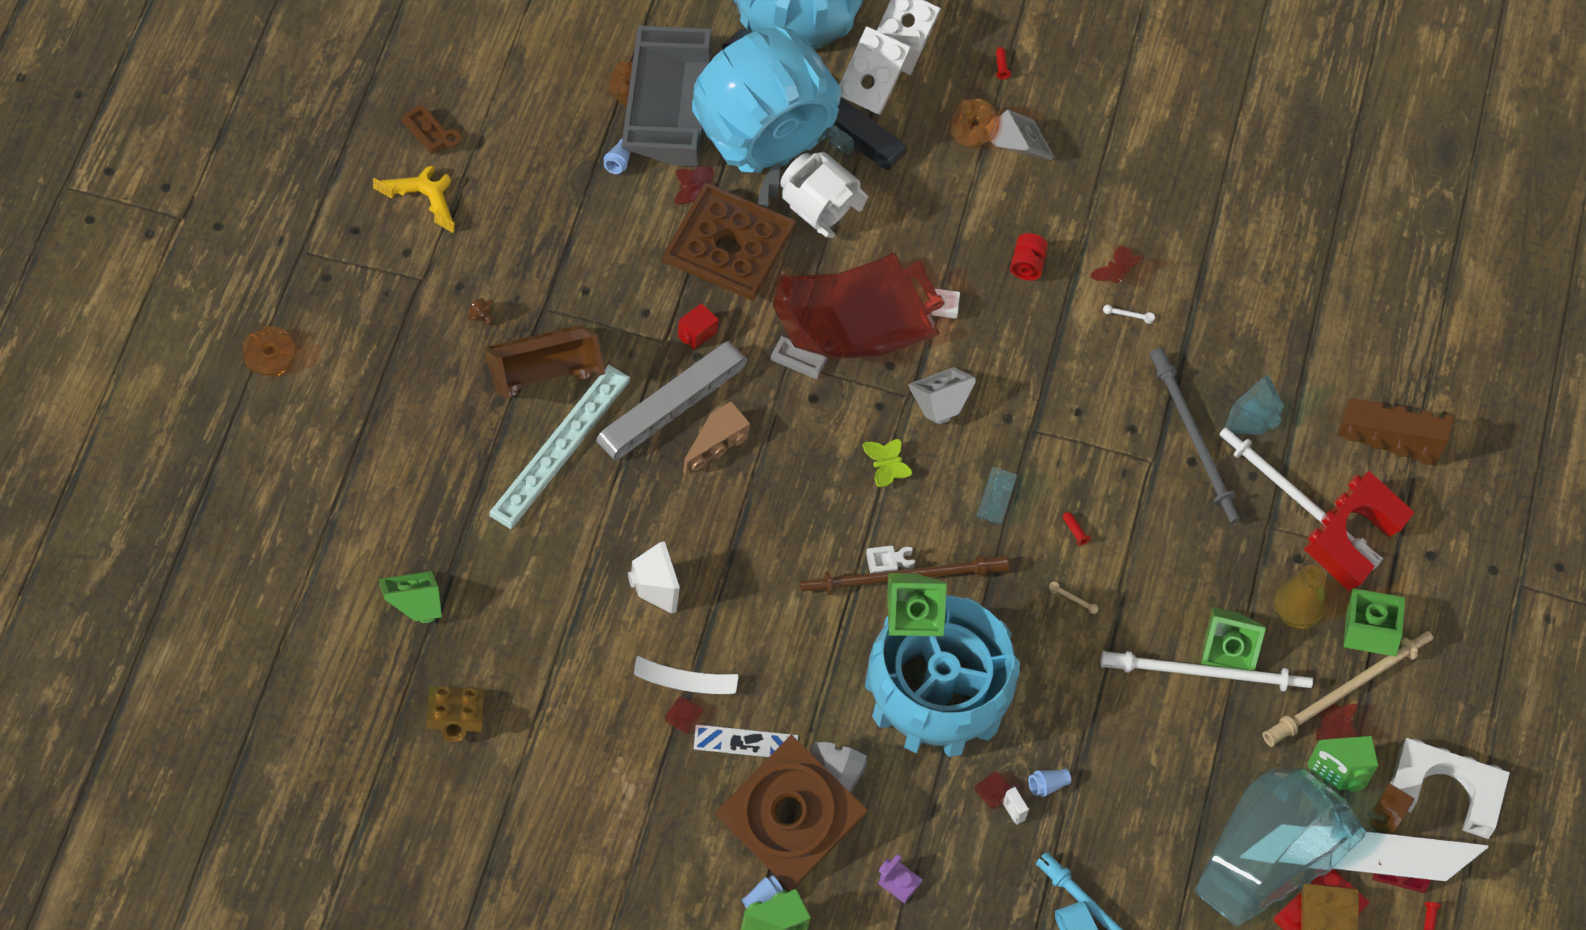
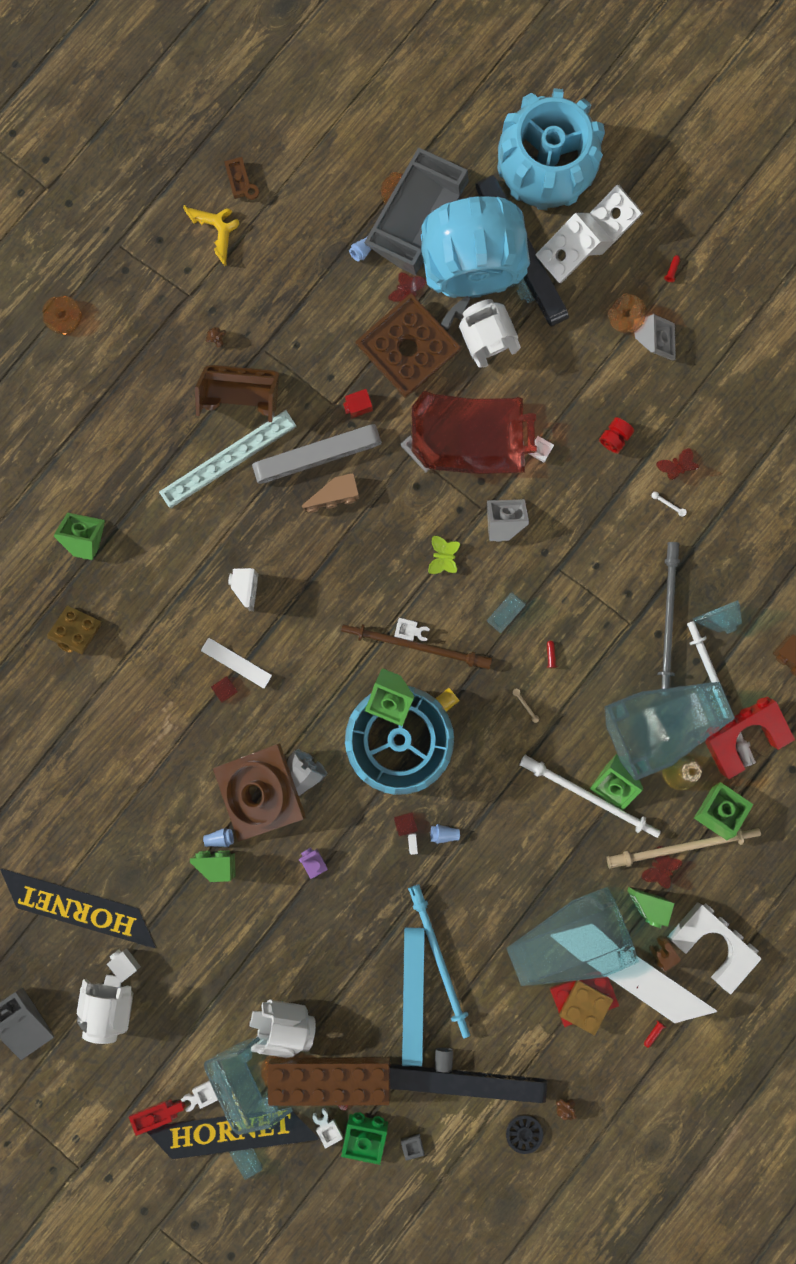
camera: 30 degrees right, 25 degrees up
(737, 740) = (258, 723): white sticker -> none
(1251, 542) = (664, 725): none -> clear light blue windscreen

